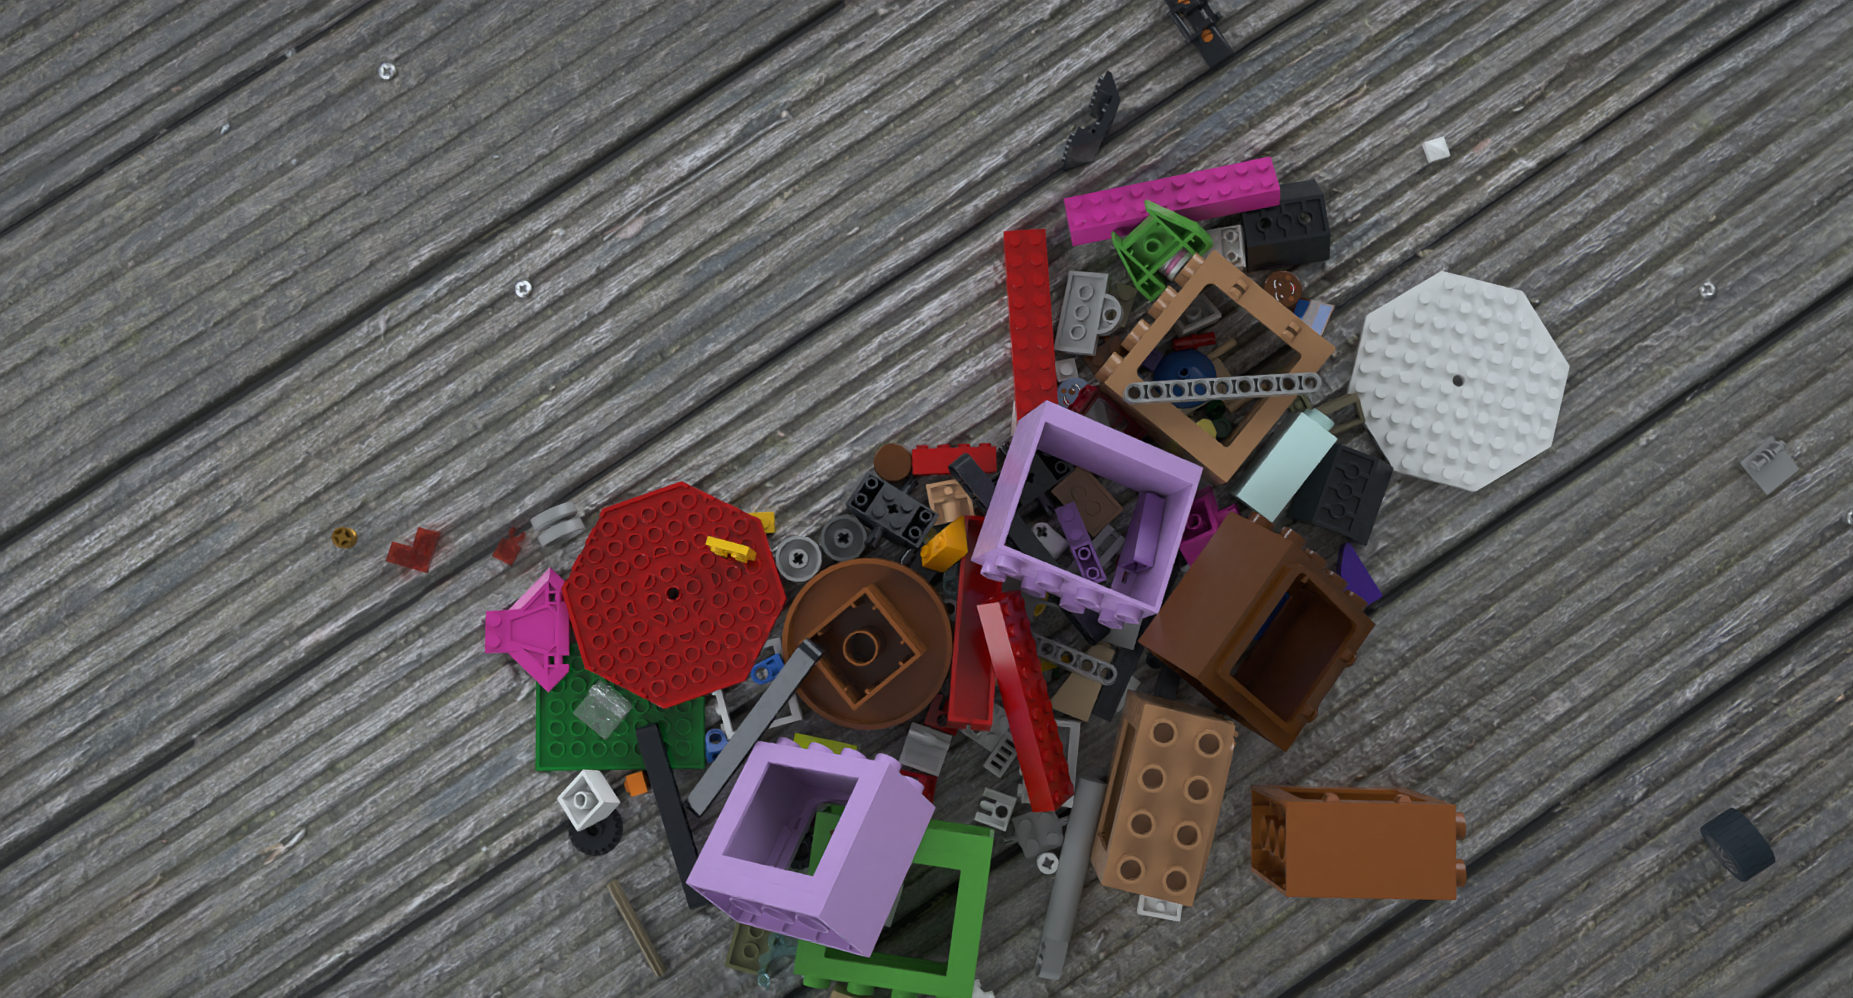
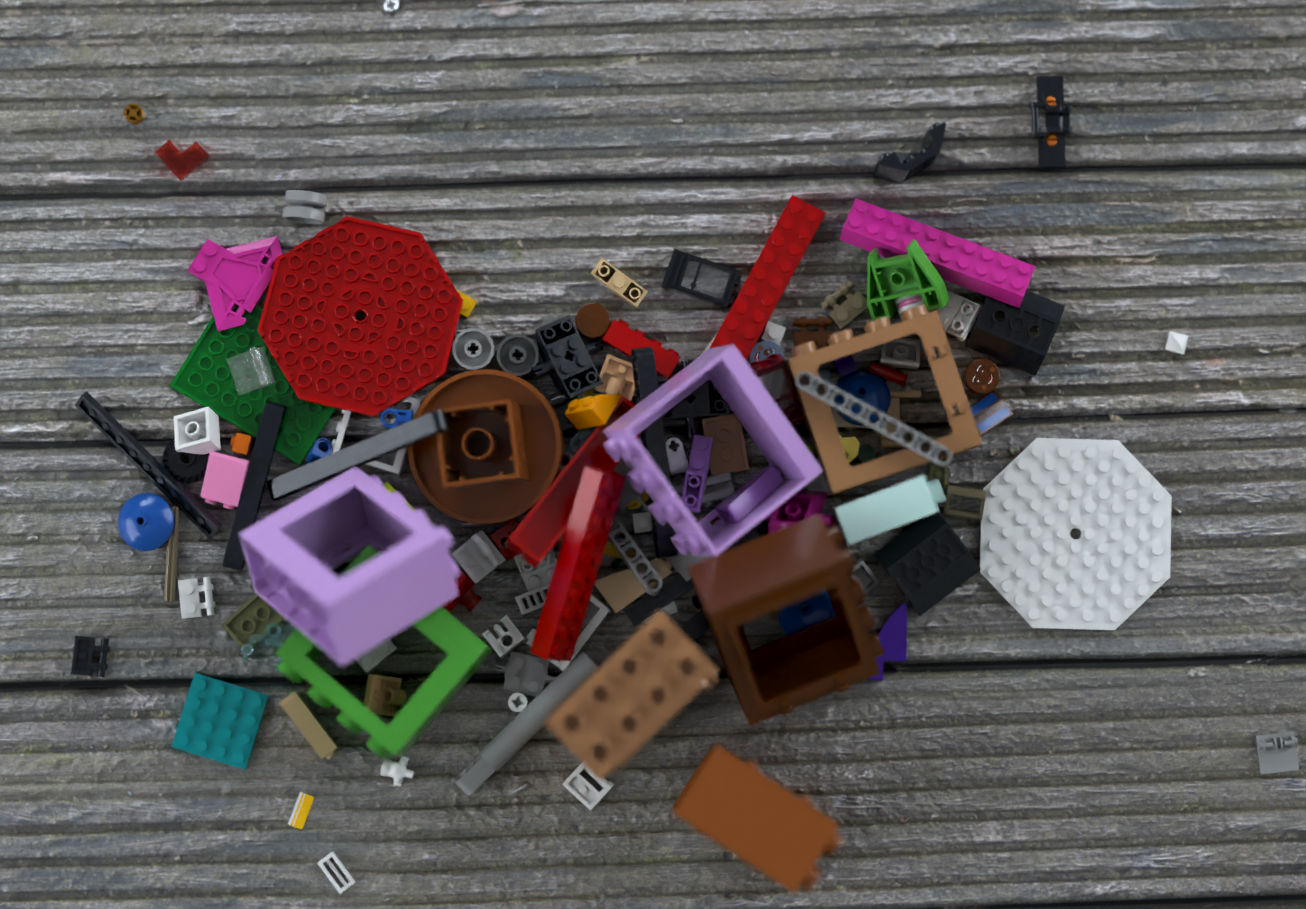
camera: 25 degrees right, 0 degrees up
(508, 550) = (253, 202): clear red plate -> none
(562, 858) = (148, 465): none -> black plate
(603, 908) = (157, 522): none -> blue dish
(641, 828) = (224, 480): none -> bright pink slope
(680, 959) = (190, 597): none -> white plate
(737, 551) = (420, 304): yellow plate -> none
(895, 412) = (619, 283): none -> tan slope
(918, 937) = (384, 695): none -> light nougat plate
(943, 794) = (470, 600): none -> clear red wheel
(968, 361) = (701, 279): none -> black door
(1056, 620) = (642, 522): none -> white plate
(1085, 313) = (816, 299): light grey plate -> none
(1215, 409) = (870, 436): dark green plate -> none

